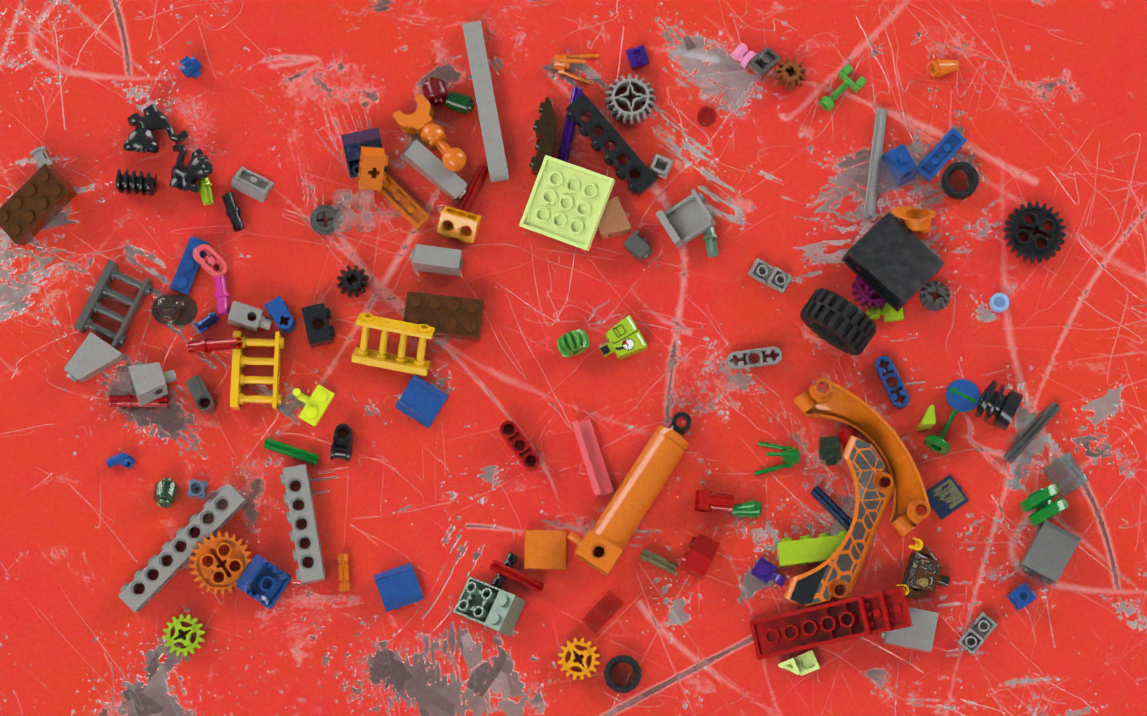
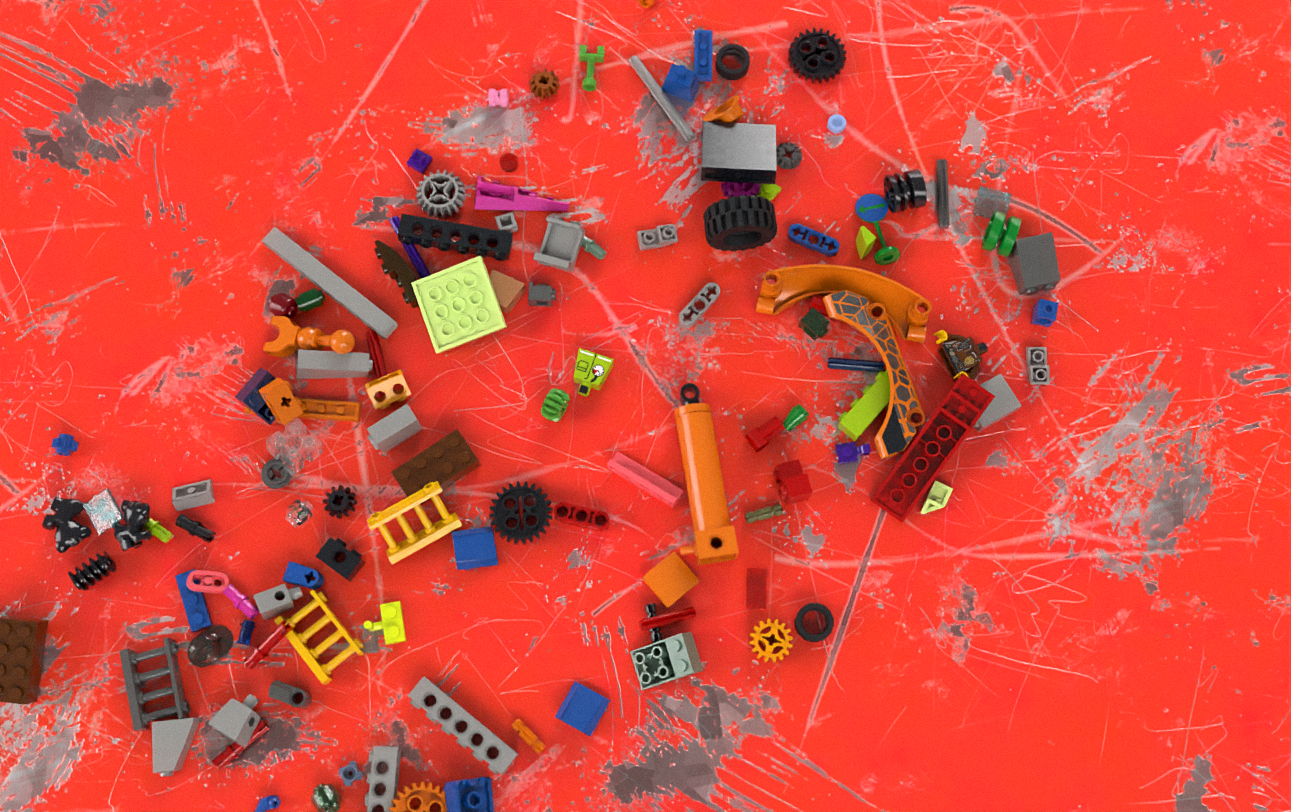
camera: 45 degrees left, 5 degrees down
(178, 144) = (103, 511): none -> clear light blue piece
(291, 451) = (402, 676): green axle -> none
(316, 265) = (299, 513): none -> clear head
(342, 444) = (440, 635): black piece -> none
(492, 413) = (538, 511): none -> black gear
(563, 62) = (365, 208): orange plant -> none
(673, 138) = (502, 197): none -> dark pink wedge
(763, 62) = (517, 92): dark grey slope -> none
(788, 454) = (788, 353): green plant -> none
(946, 497) = (927, 286): piece -> none

